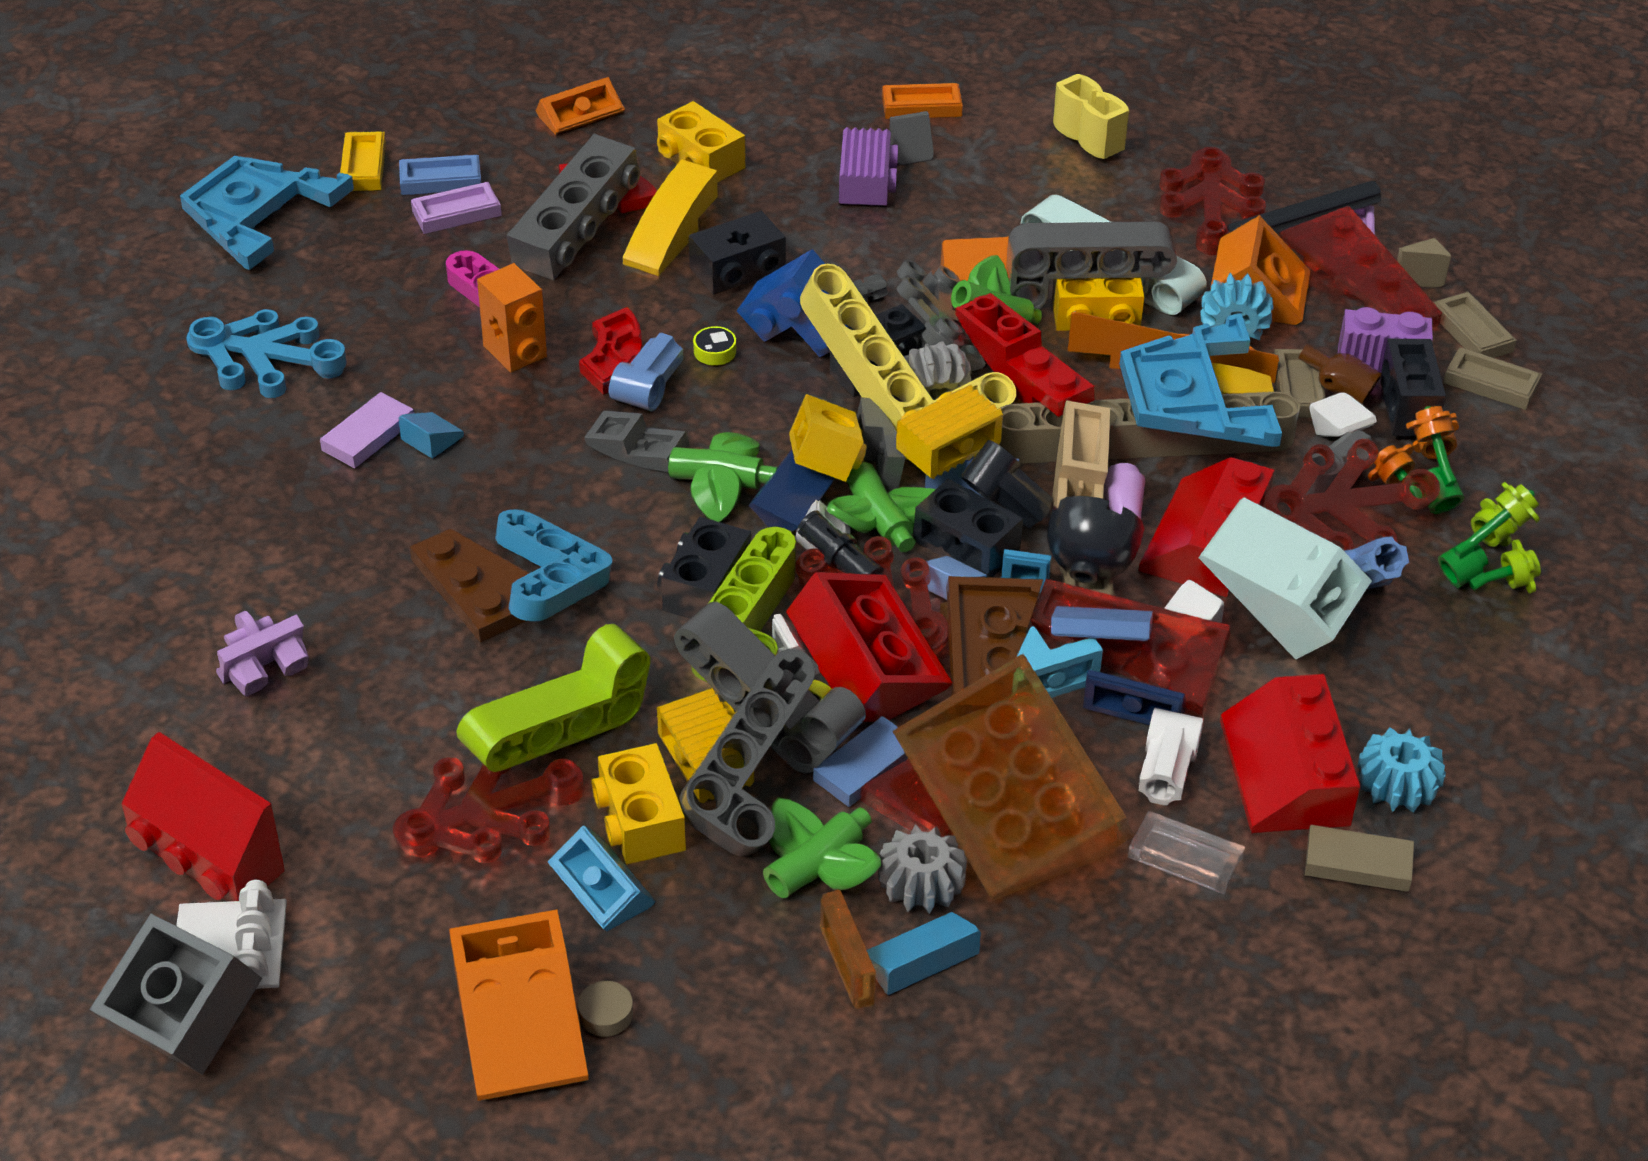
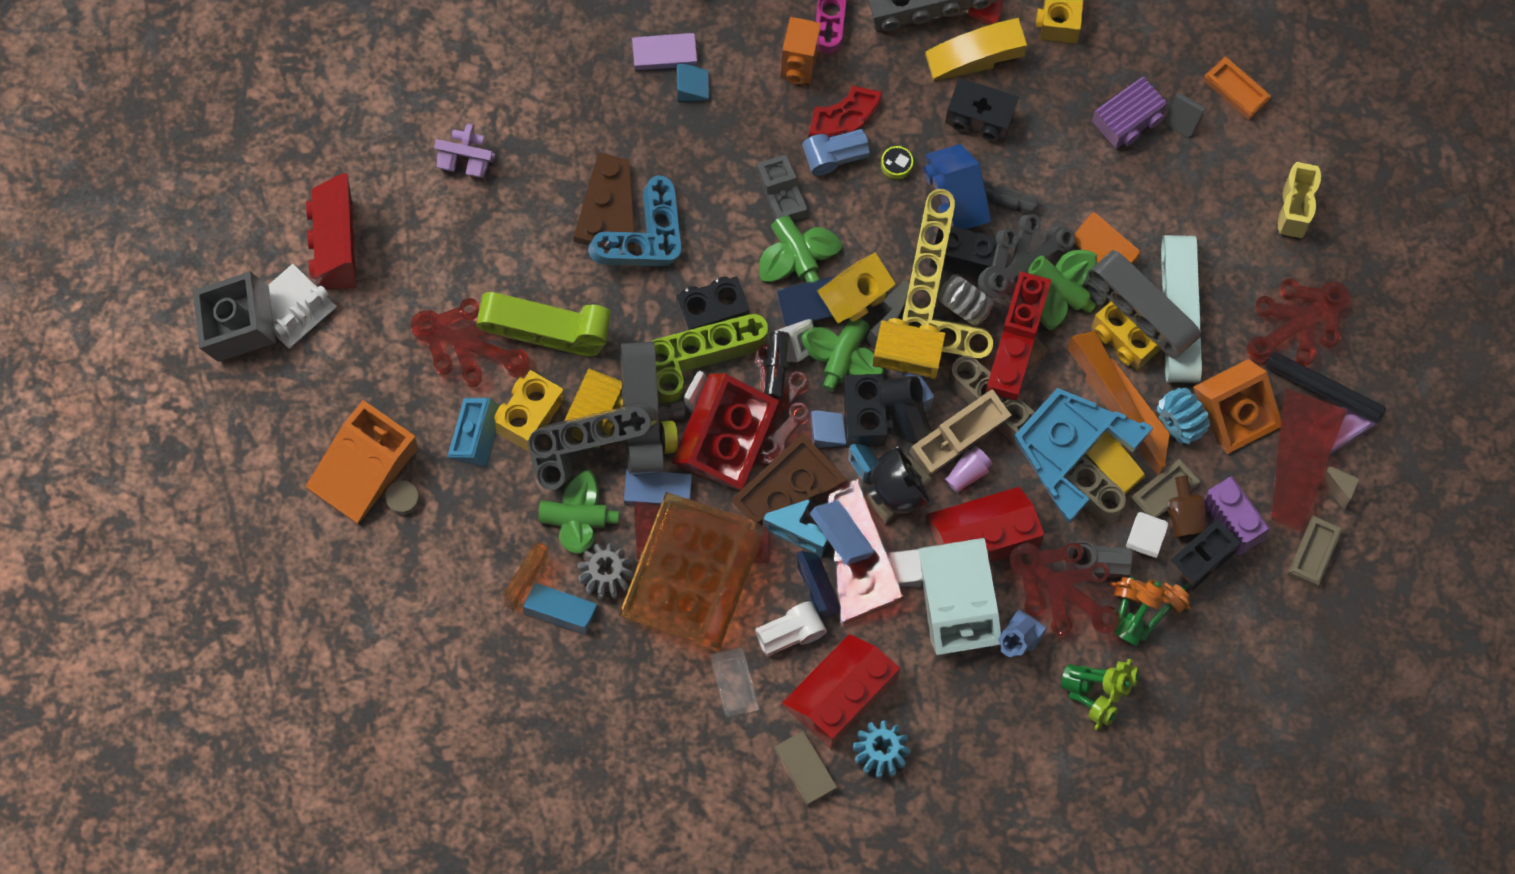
camera: 45 degrees right, 25 degrees up
(1492, 378) = (1273, 593): dark tan tile -> none

